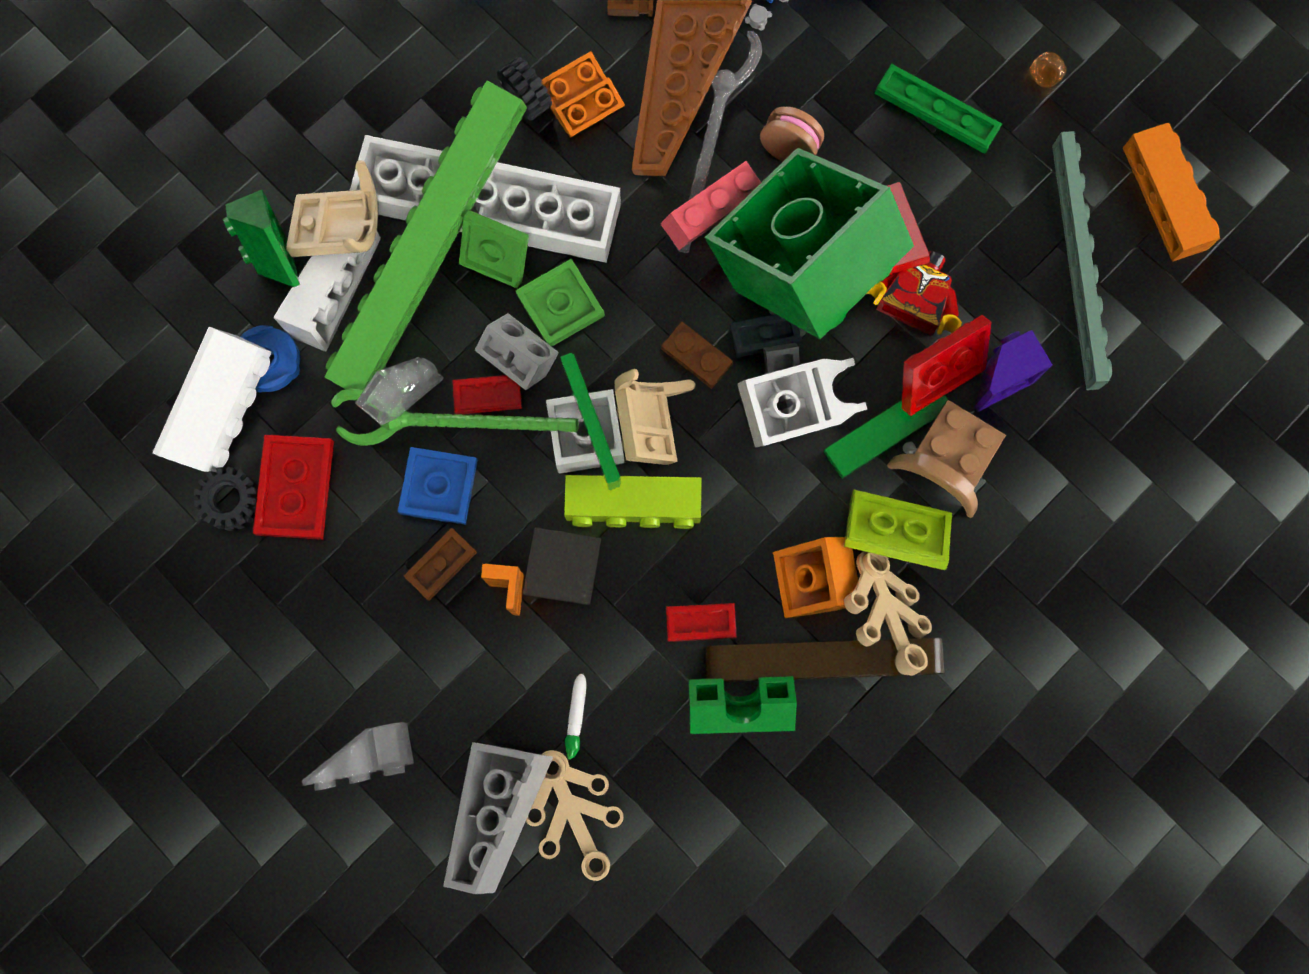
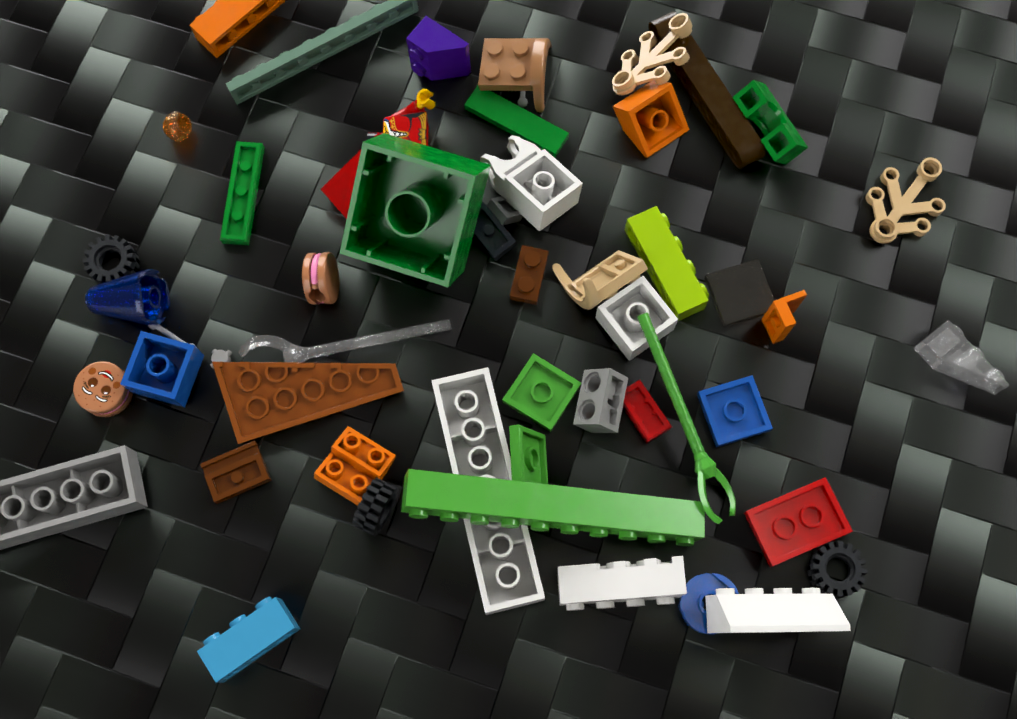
camera: 115 degrees left, 5 degrees down
(261, 238) = (620, 650): green slope -> none
(335, 220) = (577, 592): tan piece -> none
(398, 388) = (684, 466): clear slope -> none
(440, 564) = (791, 378): reddish brown plate -> none
(491, 814) = (937, 247): light grey wedge -> none
(572, 740) = (855, 227): white piece -> none
(591, 421) = (635, 303): green tile -> none
(701, 622) = (726, 179): red plate -> none
(710, 206) = (408, 310): coral brick -> none
(898, 529) = (589, 78): lime tile -> none
(945, 365) = (456, 91): red plate -> none

